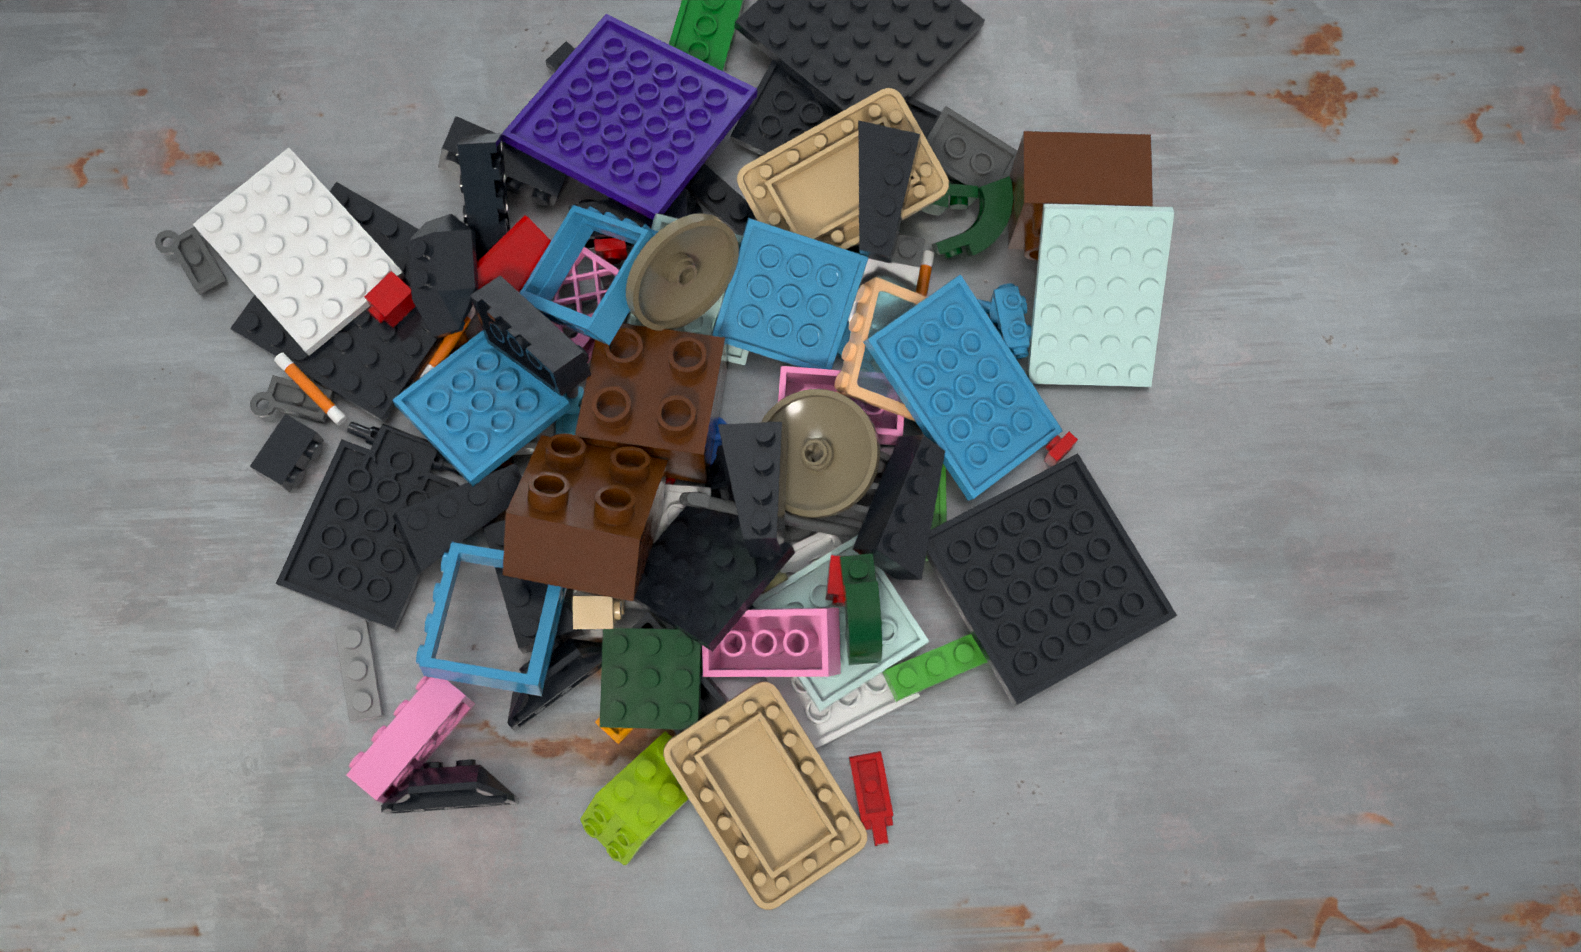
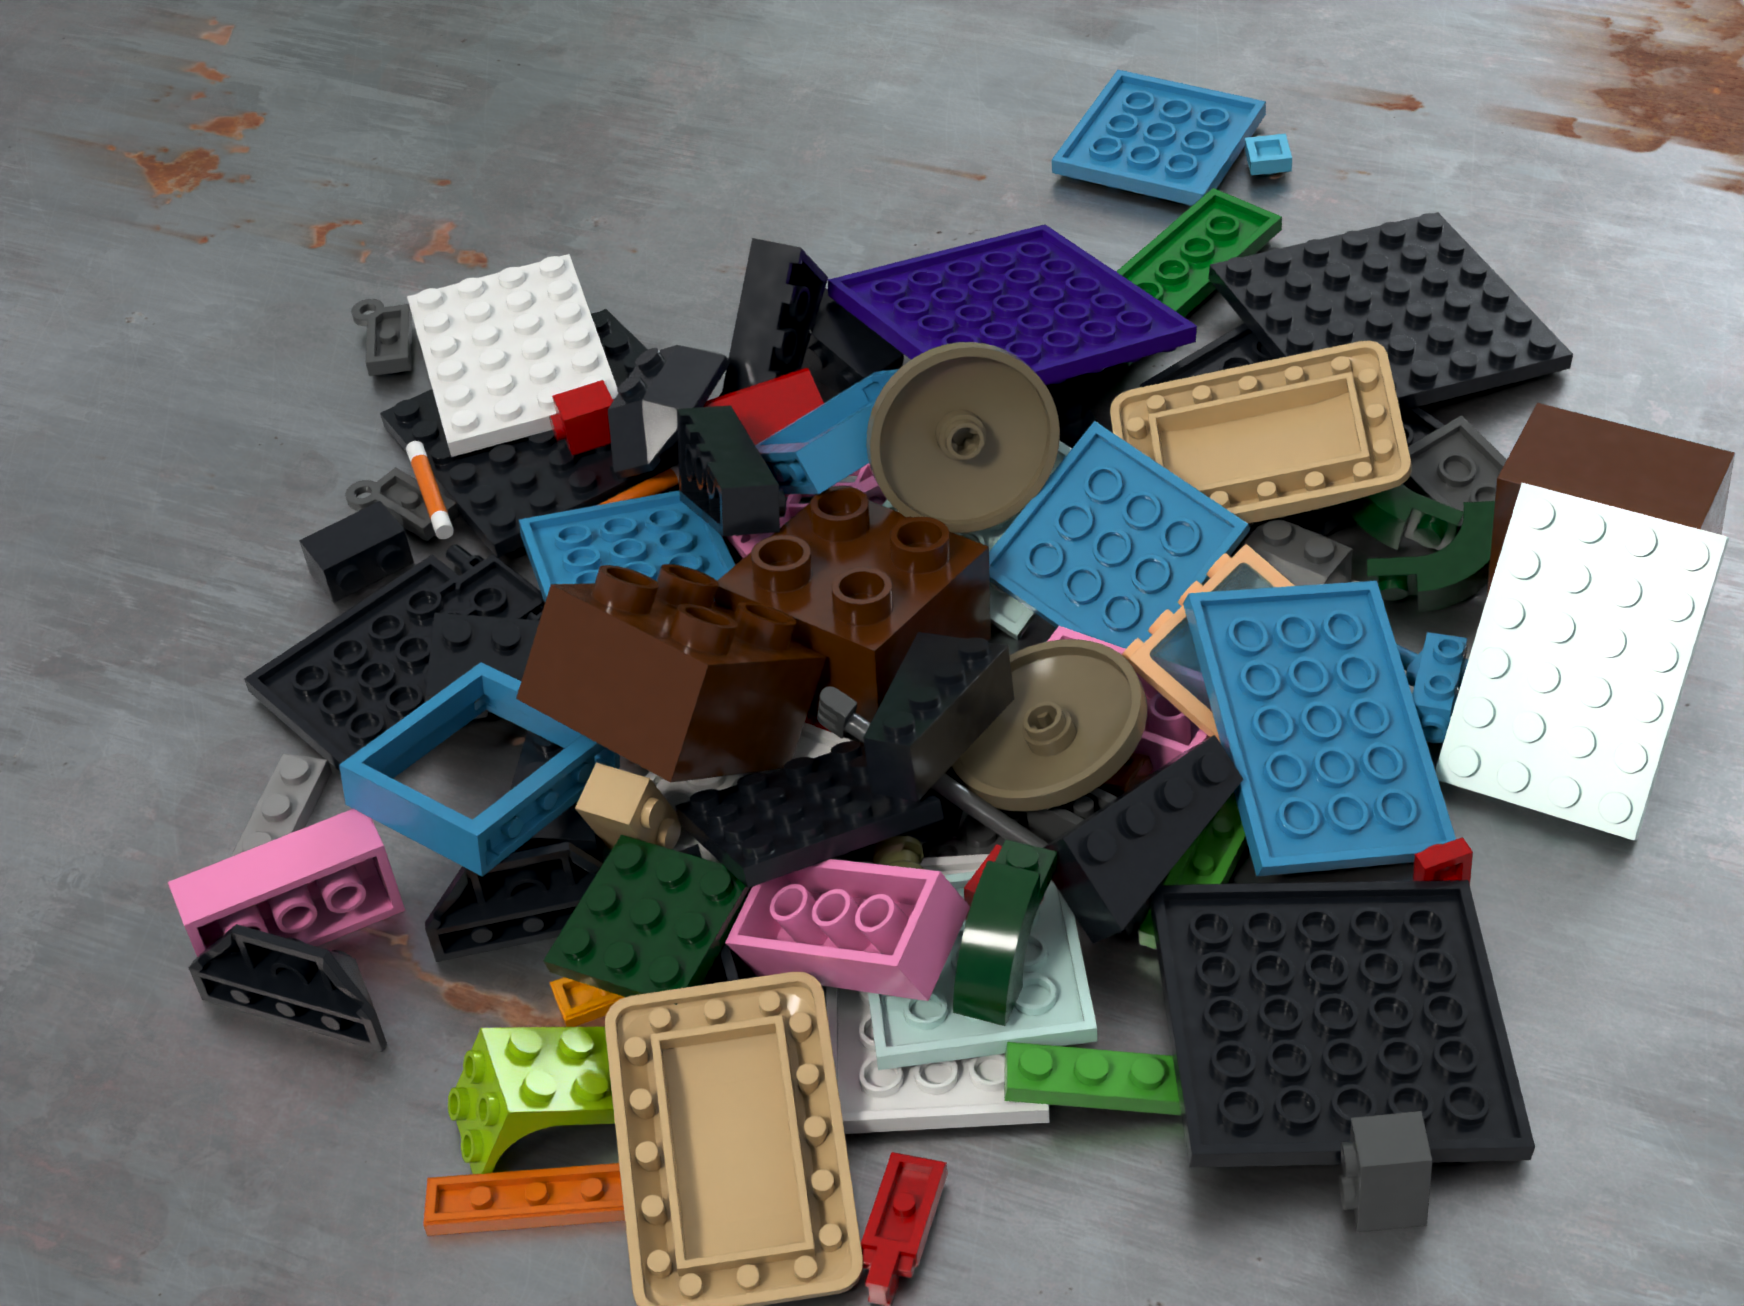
camera: 35 degrees right, 30 degrees down
(659, 865) = (523, 1199): none -> orange tile
(885, 177) = (1307, 441): black wedge -> none
(1115, 668) = (1386, 1171): none -> dark grey brick

